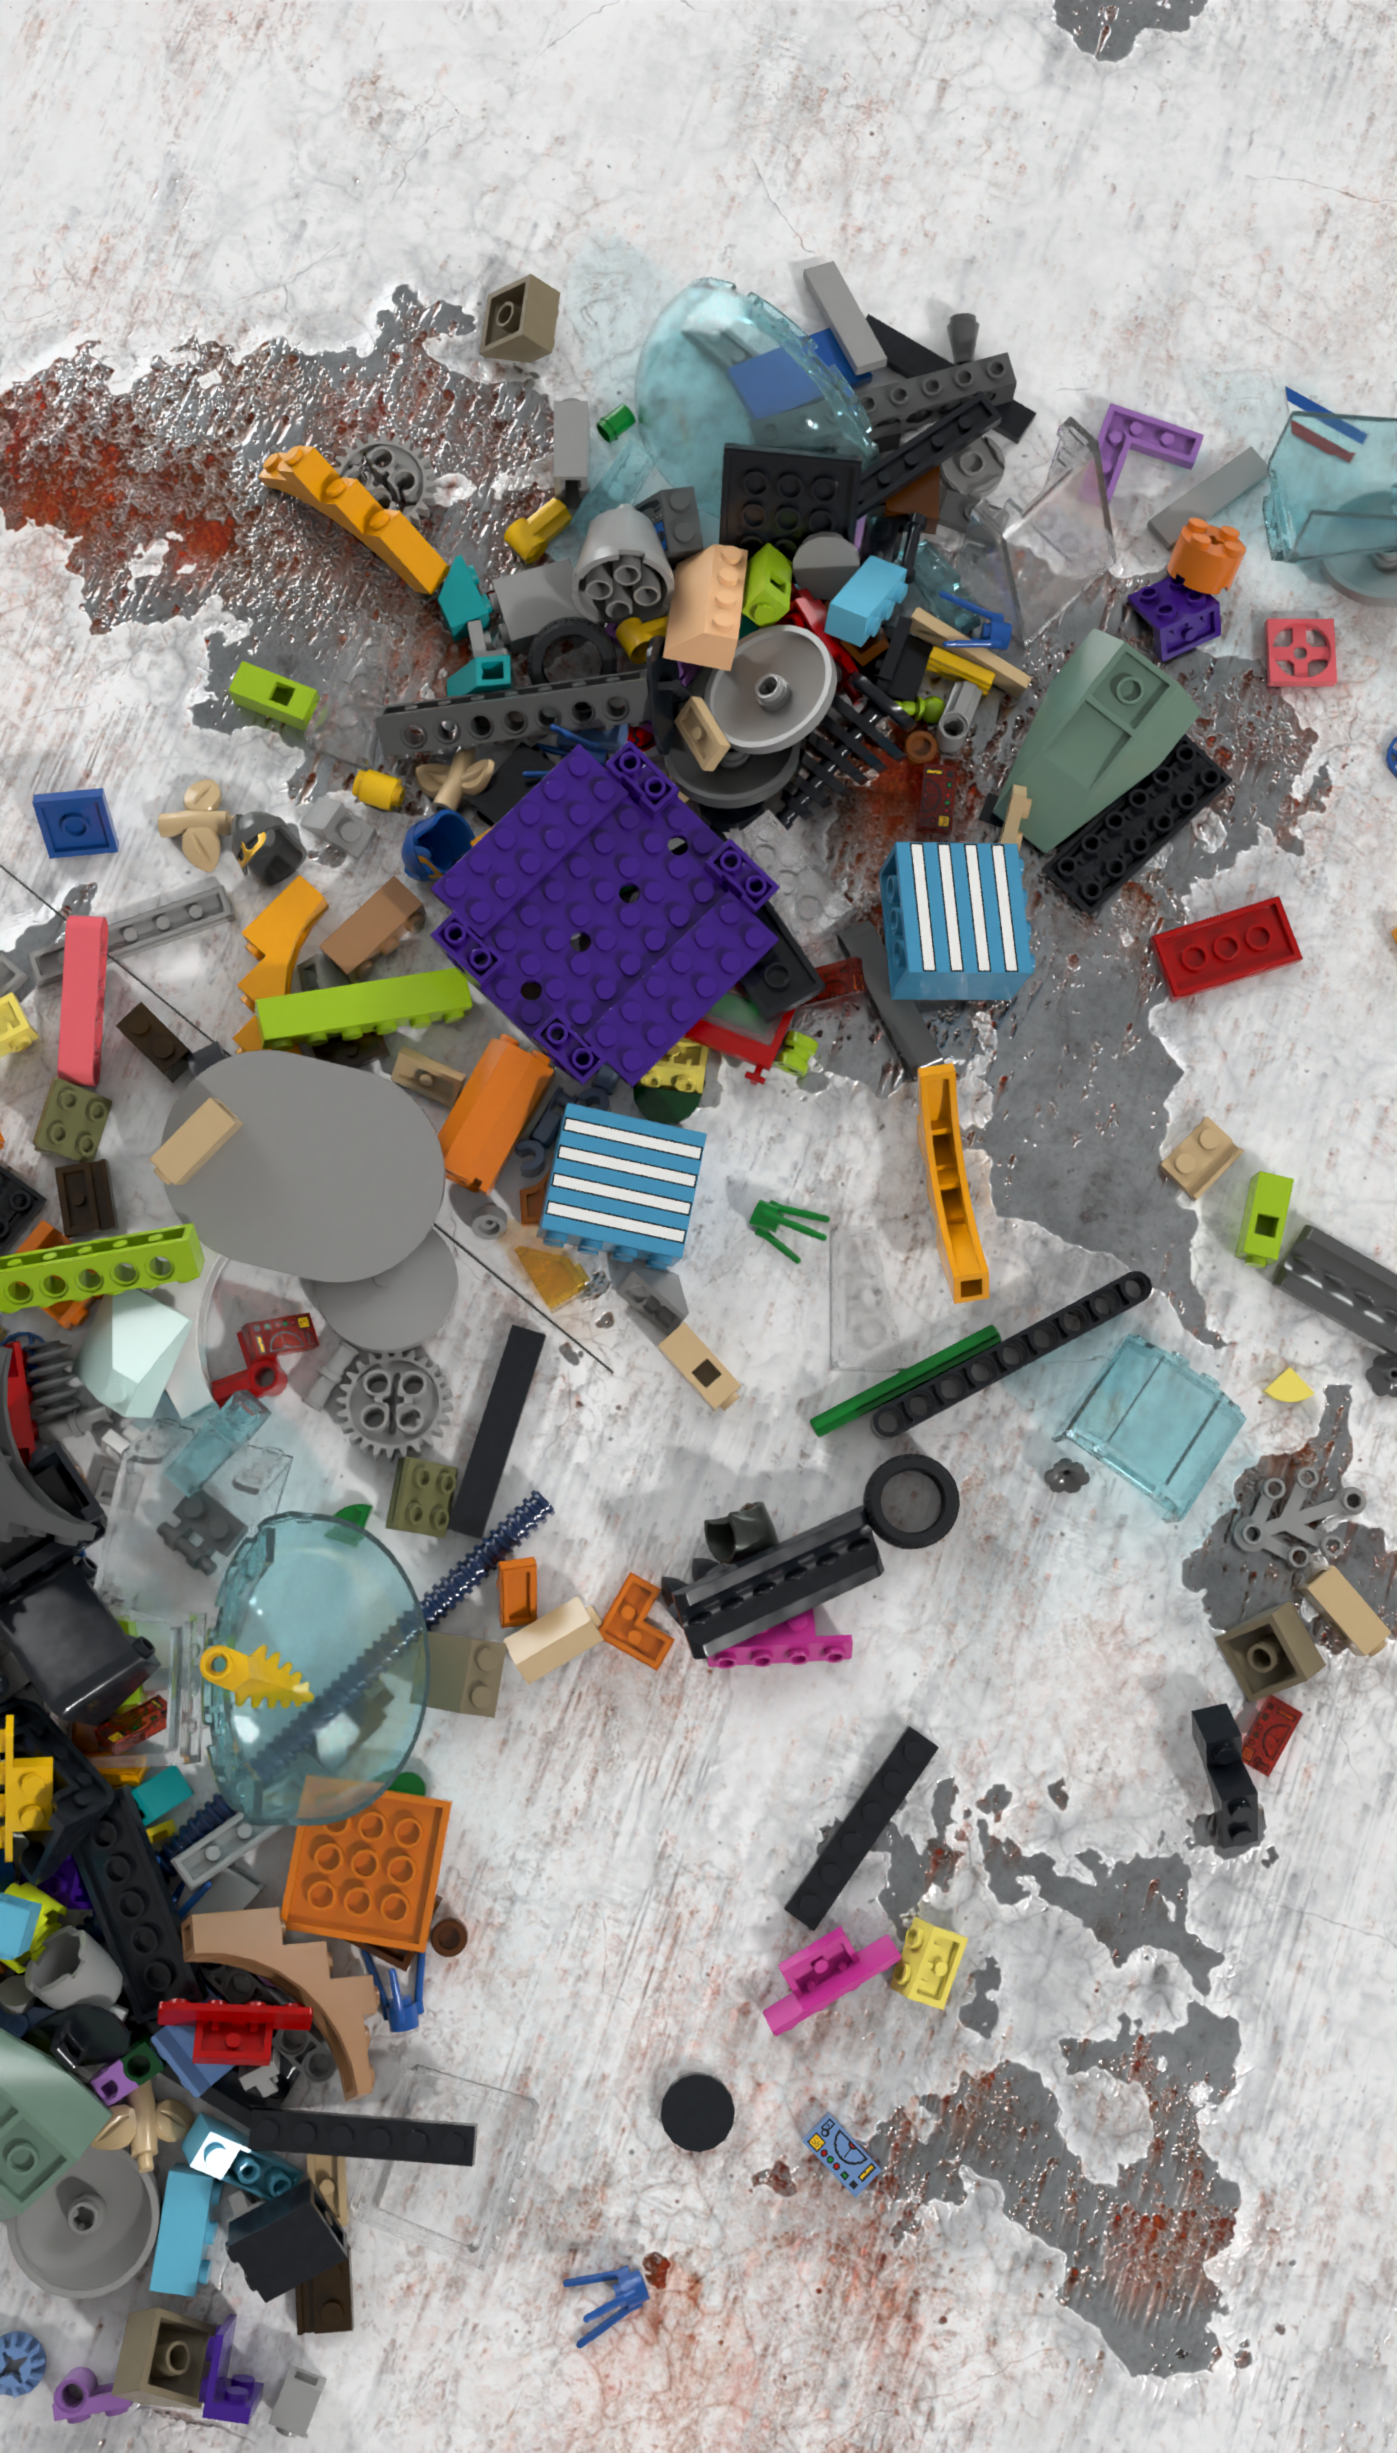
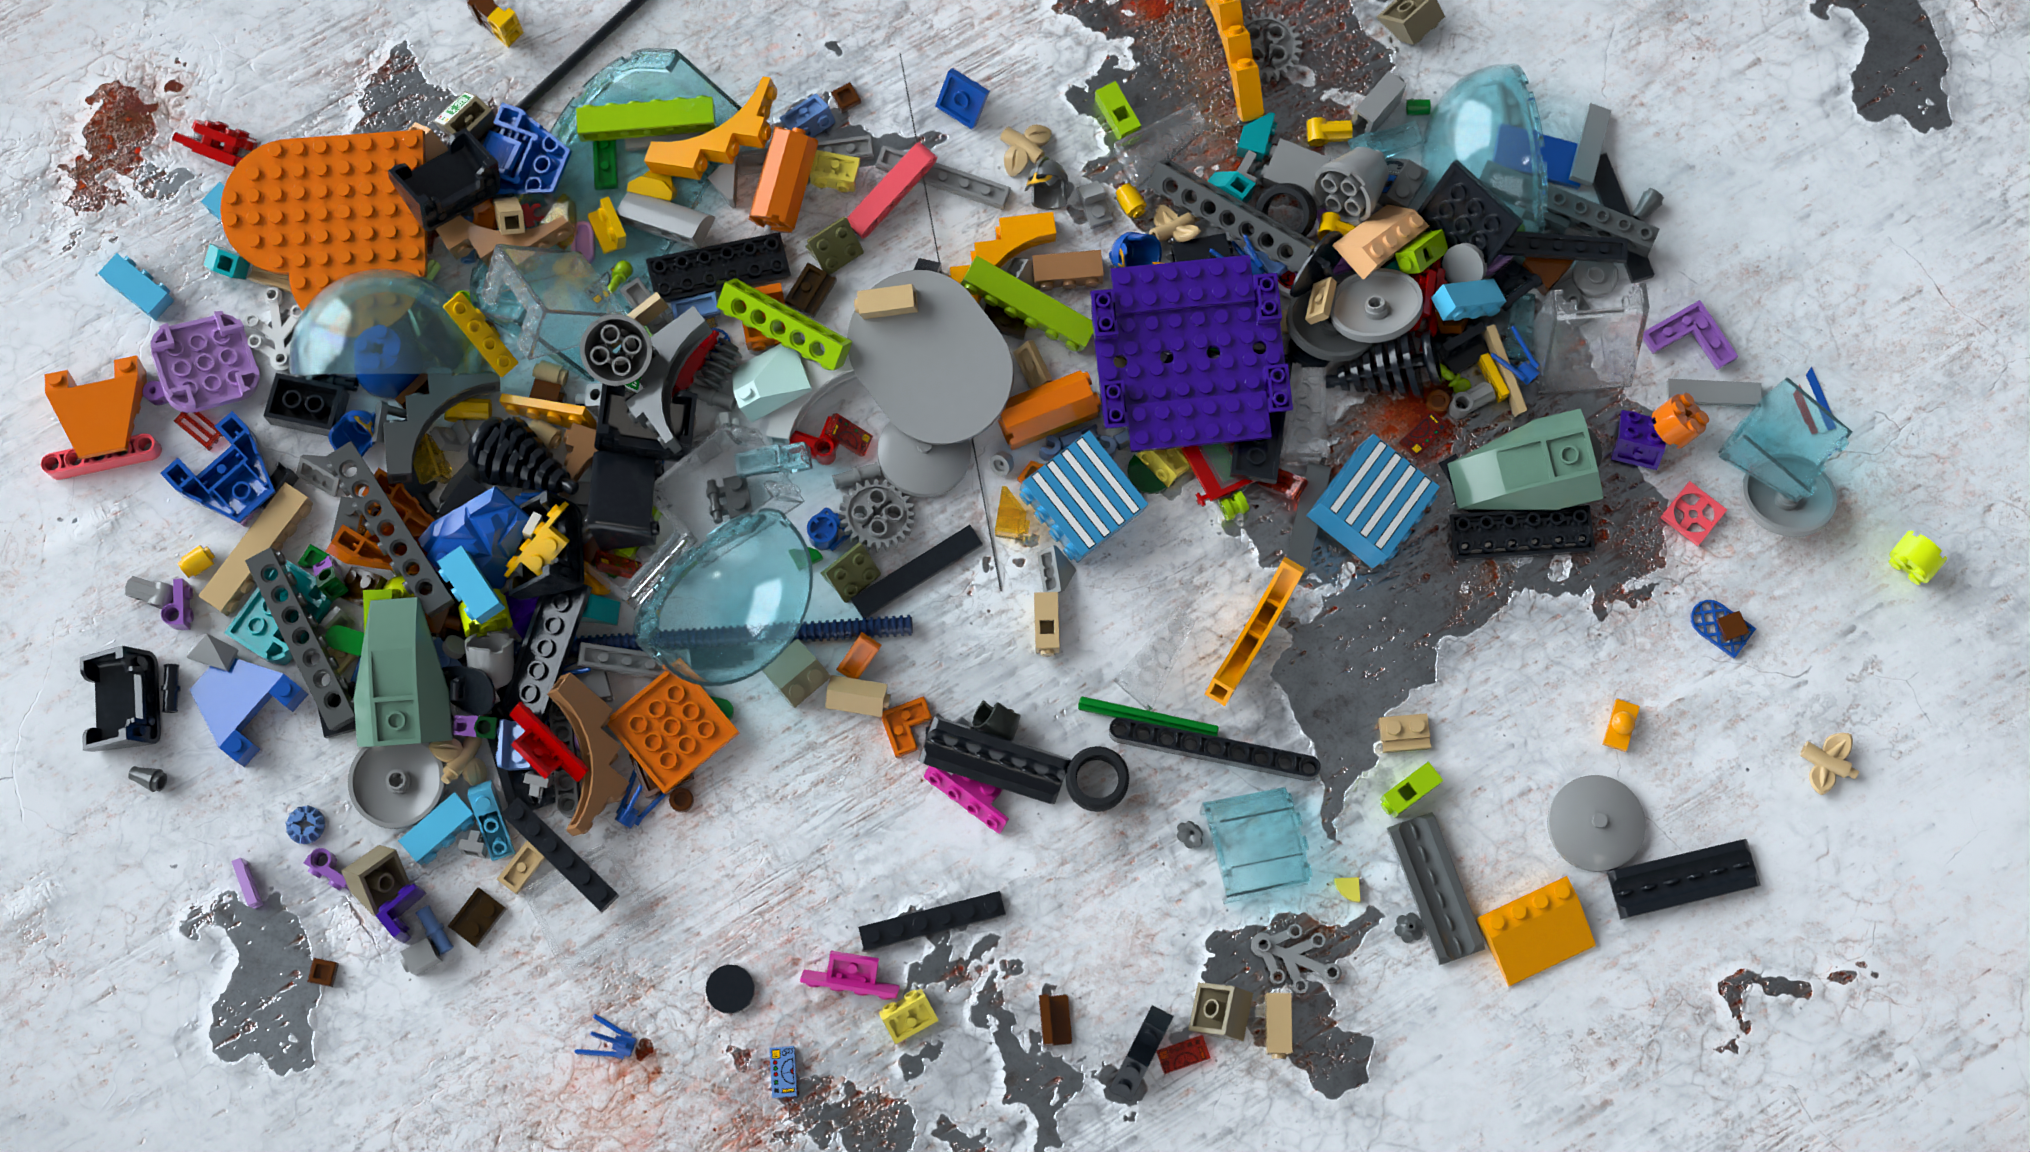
camera: 45 degrees right, 5 degrees down
(155, 1041) = (910, 239): dark brown brick -> none
(161, 1831) = (586, 629): yellow tile -> none
(255, 1677) = (696, 587): yellow plant -> none
(286, 2241) = (482, 872): black brick -> none
(286, 2353) = (434, 930): none -> medium blue pin
(347, 1474) = (823, 530): none -> blue piece
(770, 1216) = (1148, 578): green plant -> none
(1017, 809) = (1457, 471): tan plate -> none
(1096, 1821) = (1055, 1020): none -> reddish brown panel
(1225, 949) = (1514, 636): red tile -> none

